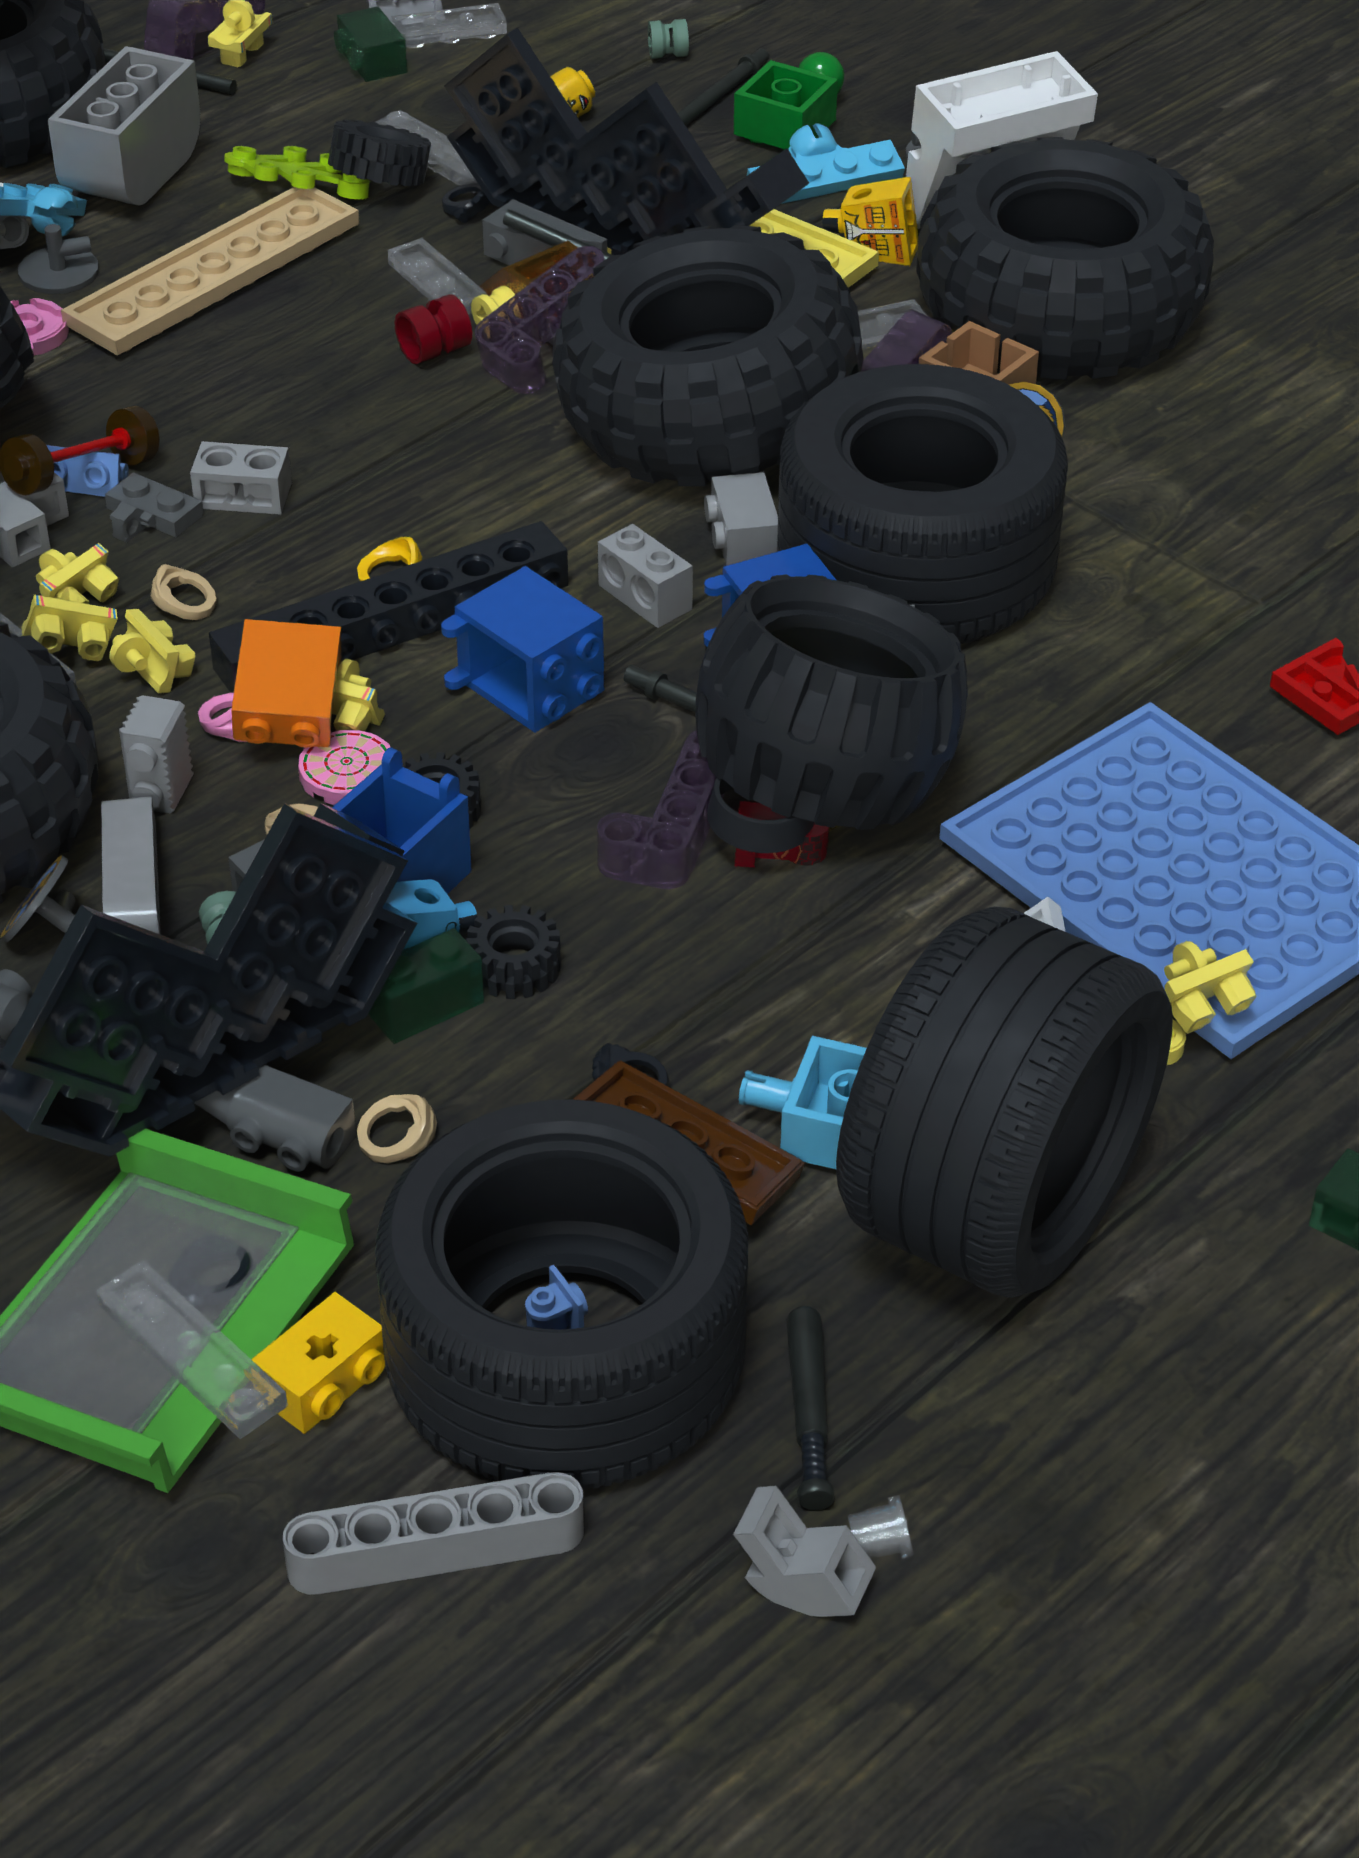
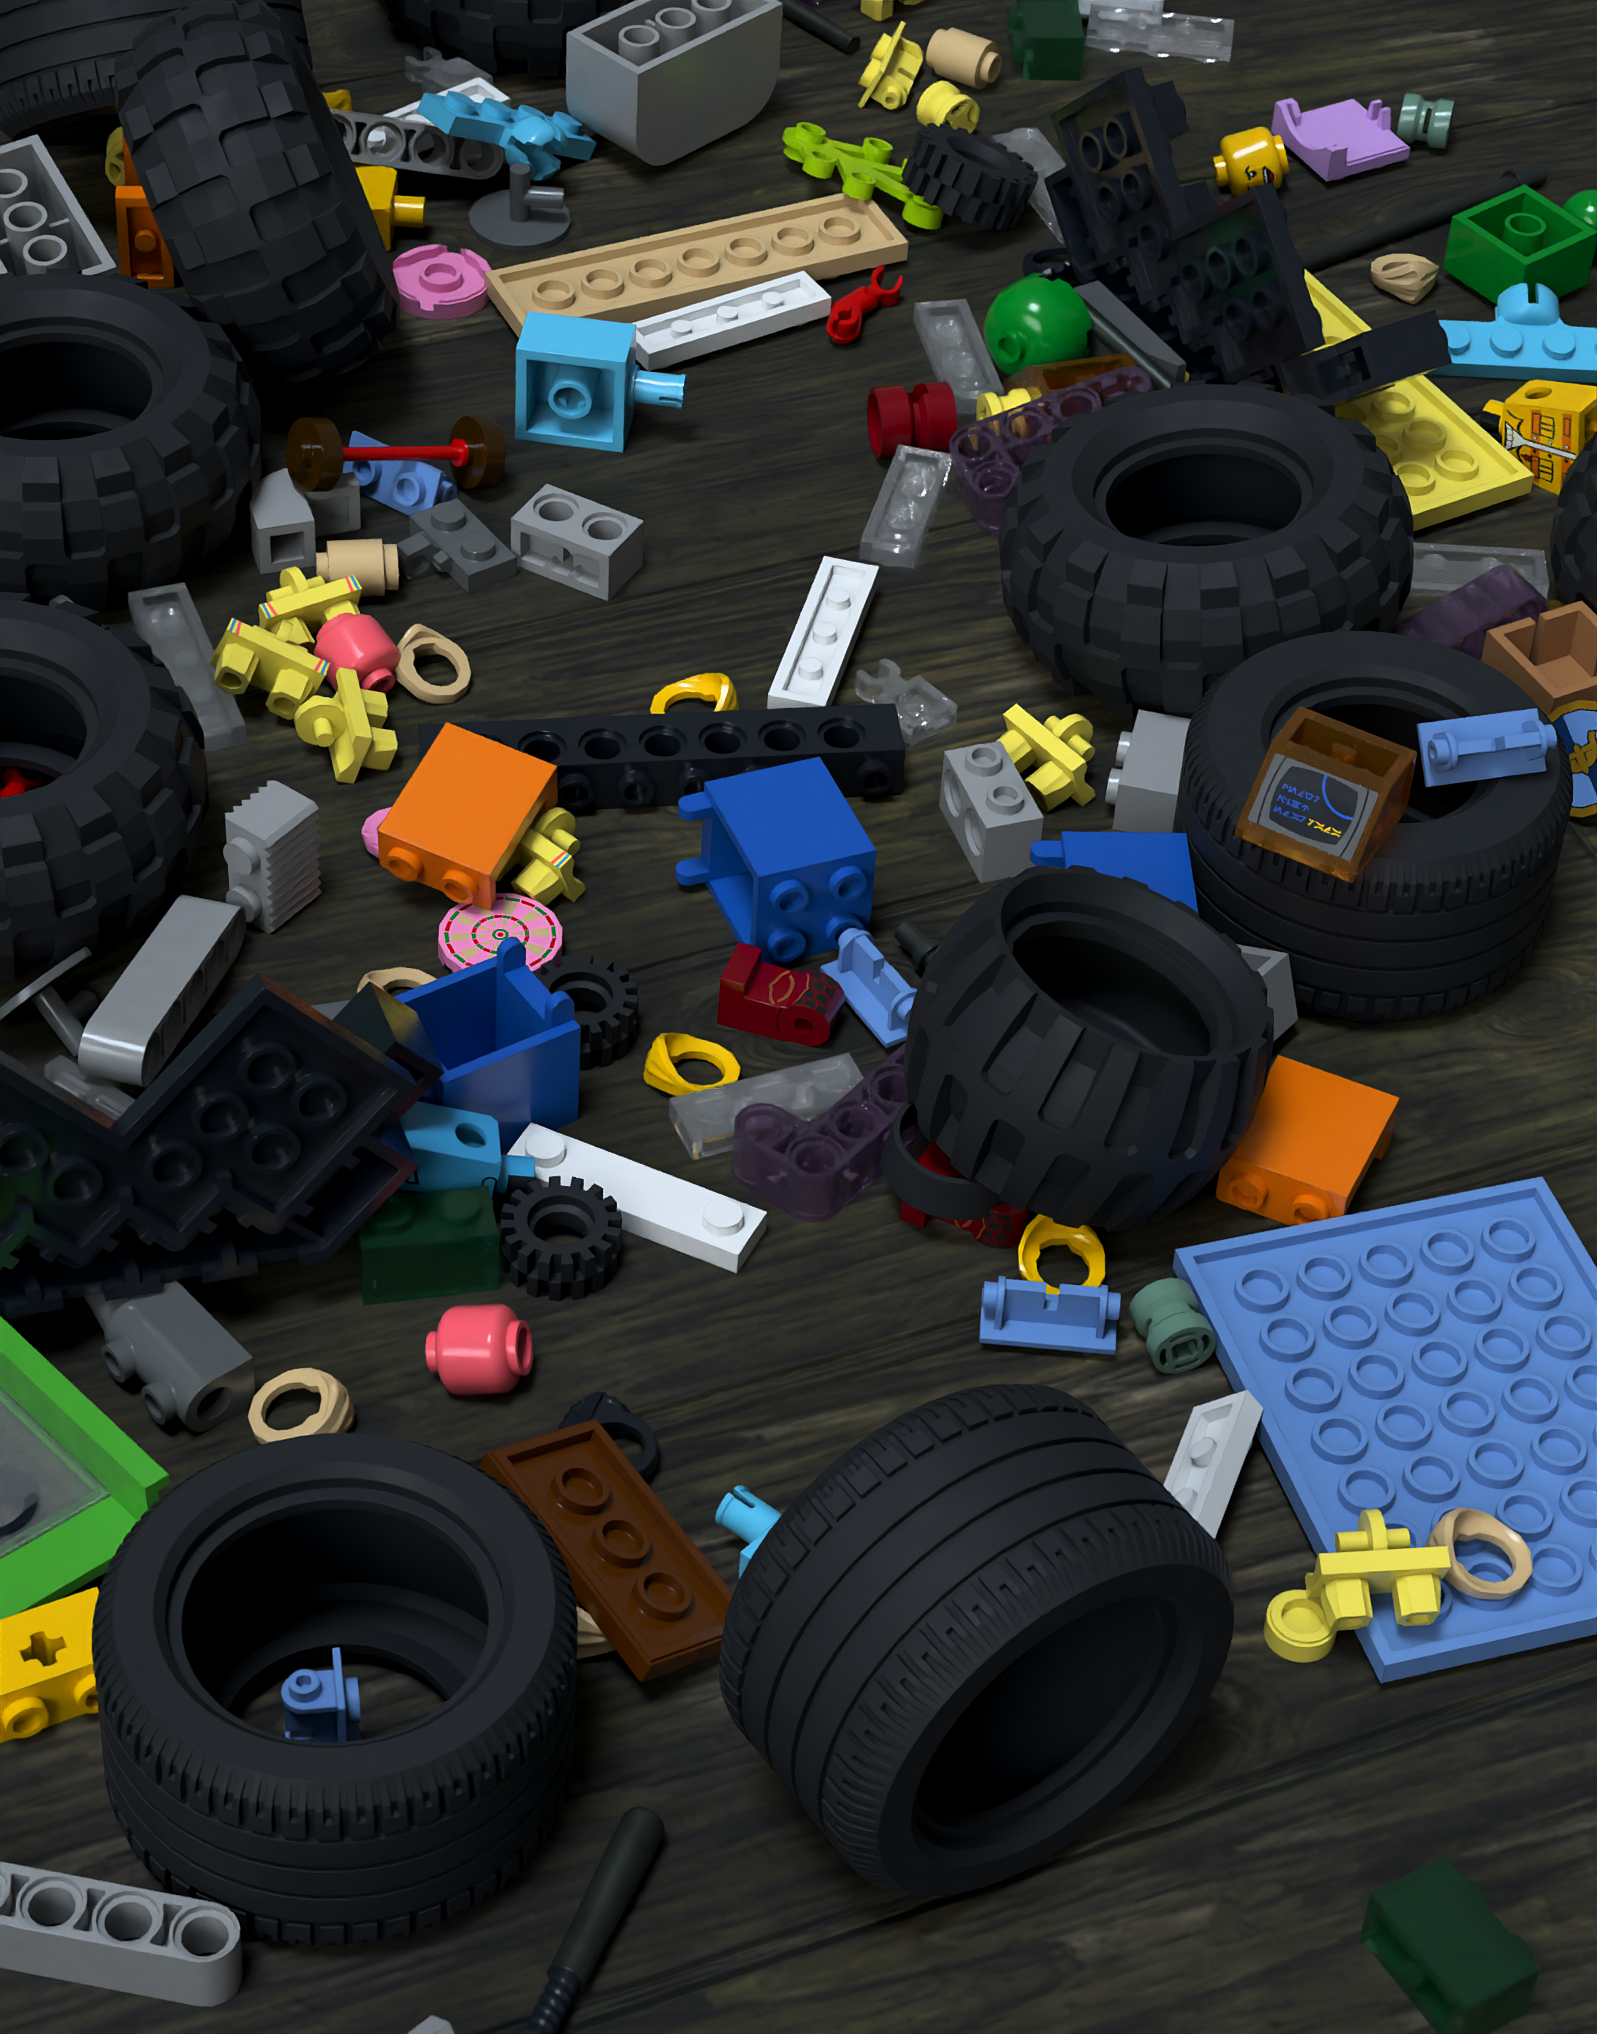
camera: 20 degrees right, 0 degrees up
(87, 532) = (368, 559): none -> tan brick
(128, 590) = (358, 645): none -> coral head
(186, 364) = (583, 382): none -> medium azure brick
(256, 298) = (729, 320): none -> white plate
(272, 96) = (891, 70): none -> light yellow hinge
(321, 75) = (964, 57): none -> tan brick
(327, 110) = (946, 105): none -> light yellow wheel
(340, 267) = (847, 313): none -> red arm
(456, 491) = (824, 635): none -> white plate
(461, 390) = (905, 507): none -> clear plate
(489, 239) = (1036, 324): none -> green cylinder
(504, 1043) = (480, 1349): none -> coral head
(518, 819) = (672, 1048): none -> yellow piece
(559, 519) = (919, 704): none -> clear plate
(571, 745) = (777, 1000): none -> dark red leg
(573, 908) = (650, 1200): none -> white plate
(574, 835) = (806, 1090): none -> clear plate
(616, 64) = (1339, 137): none -> lavender piece
(641, 722) = (872, 987): none -> medium blue hinge
(665, 522) = (1057, 752): none -> light yellow hips
(716, 144) = (1404, 276): none -> tan piece
(865, 899) = (1028, 1317): none -> medium blue hinge
(870, 839) = (1043, 1233): none -> yellow piece
(920, 478) = (1327, 794): none -> slope
(971, 878) = (1173, 1327): none -> sand green wheel
(997, 734) = (1307, 1145): none -> orange panel
(1000, 419) = (1484, 747): none -> medium blue hinge
(1241, 934) = (1472, 1524): none -> tan piece

